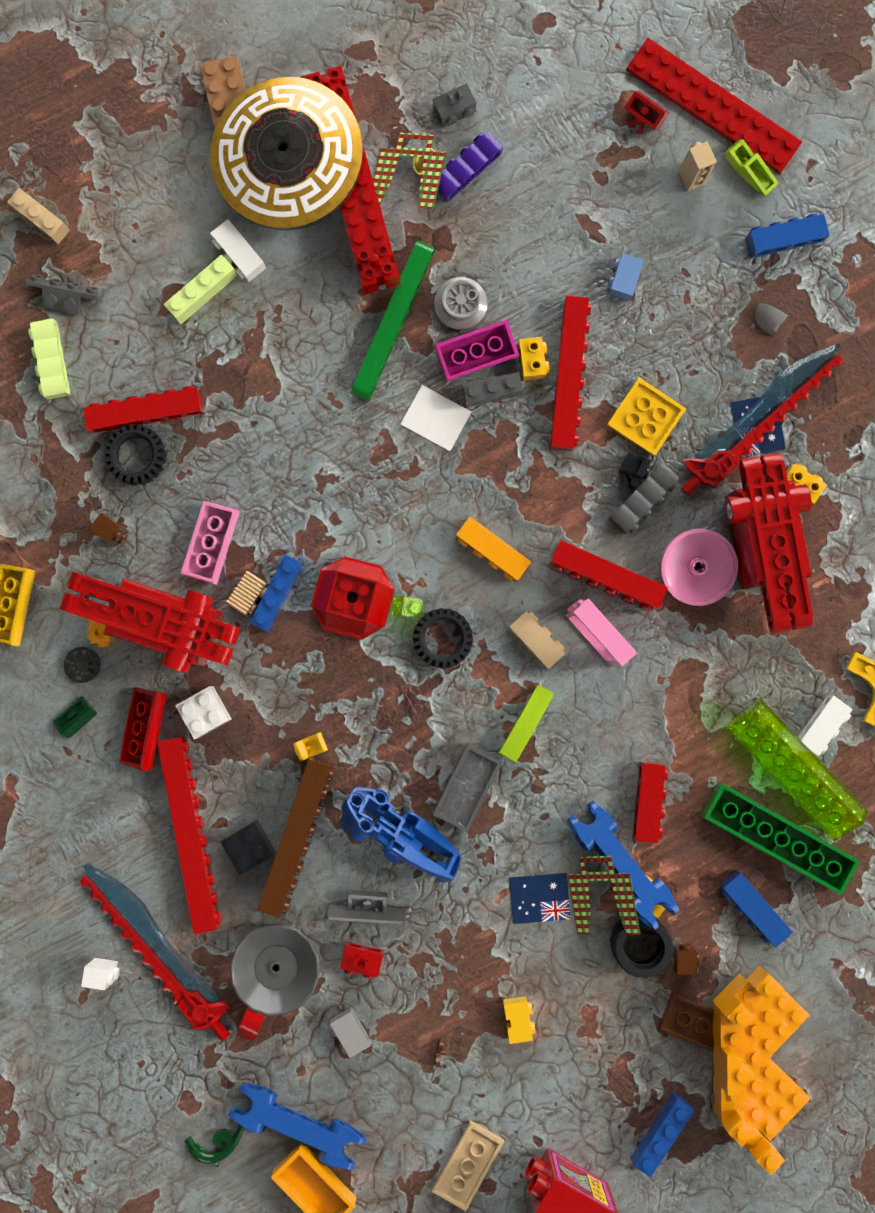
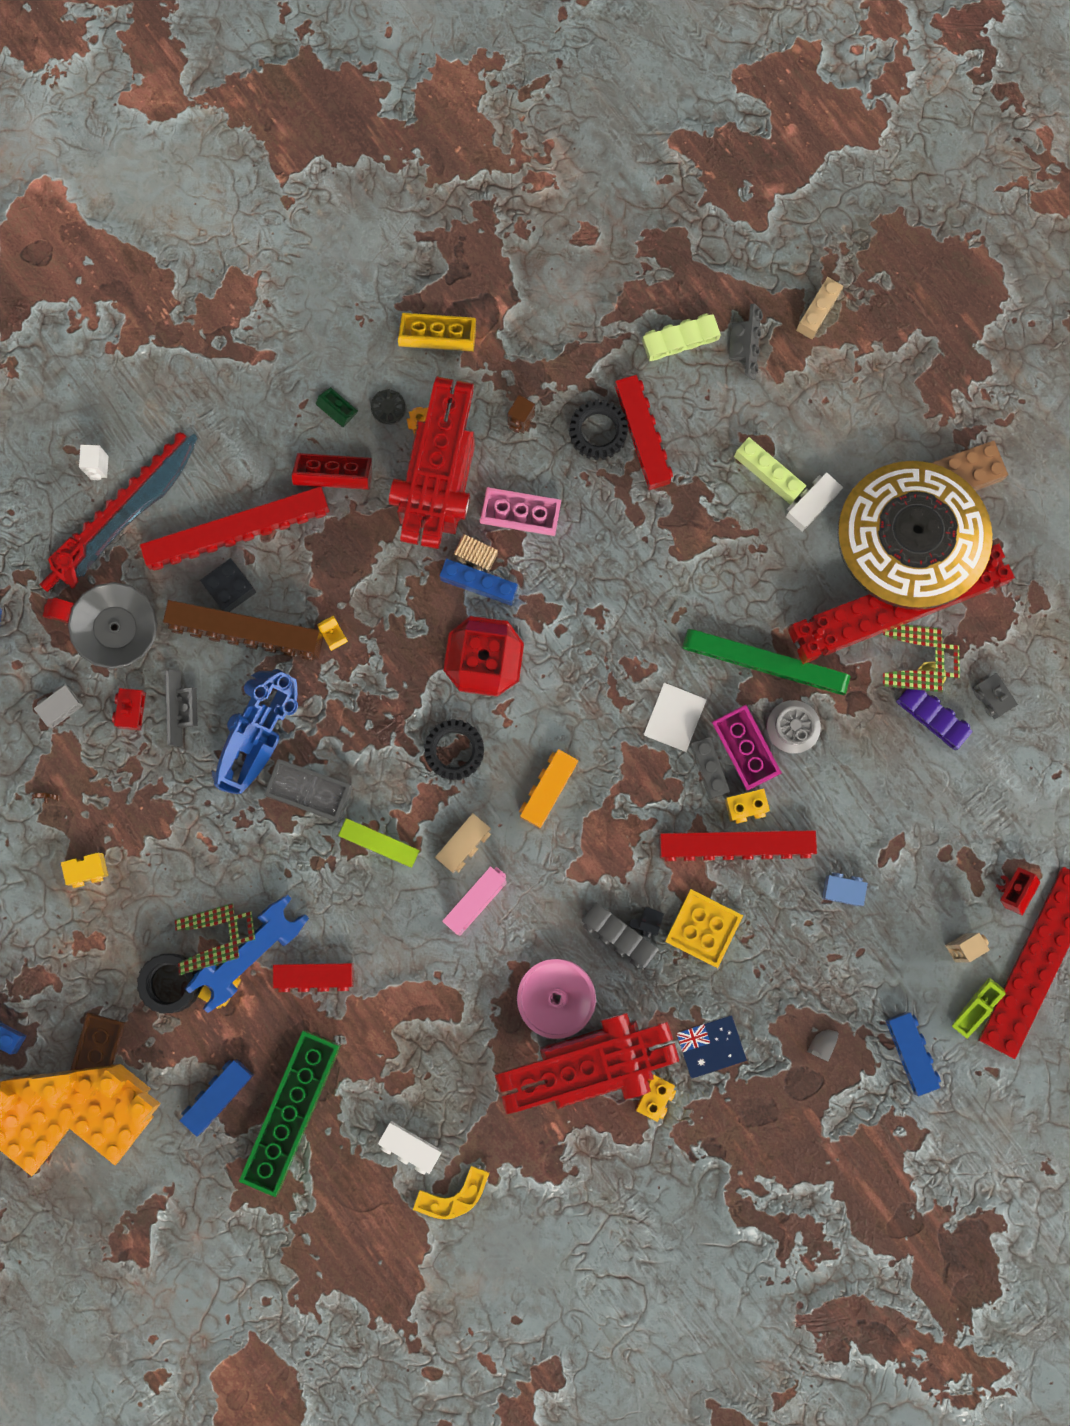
camera: 85 degrees right, 5 degrees down
(203, 712) = (354, 526): white brick -> none
(407, 607) = (481, 711): clear neon green bracket -> none
(540, 898) = (206, 878): dark blue sticker -> none
(608, 576) = (535, 906): red brick -> none
(686, 960) = (159, 1031): reddish brown brick -> none
(719, 466) = (663, 1009): piece -> none
(797, 770) = (361, 1123): clear neon green brick -> none

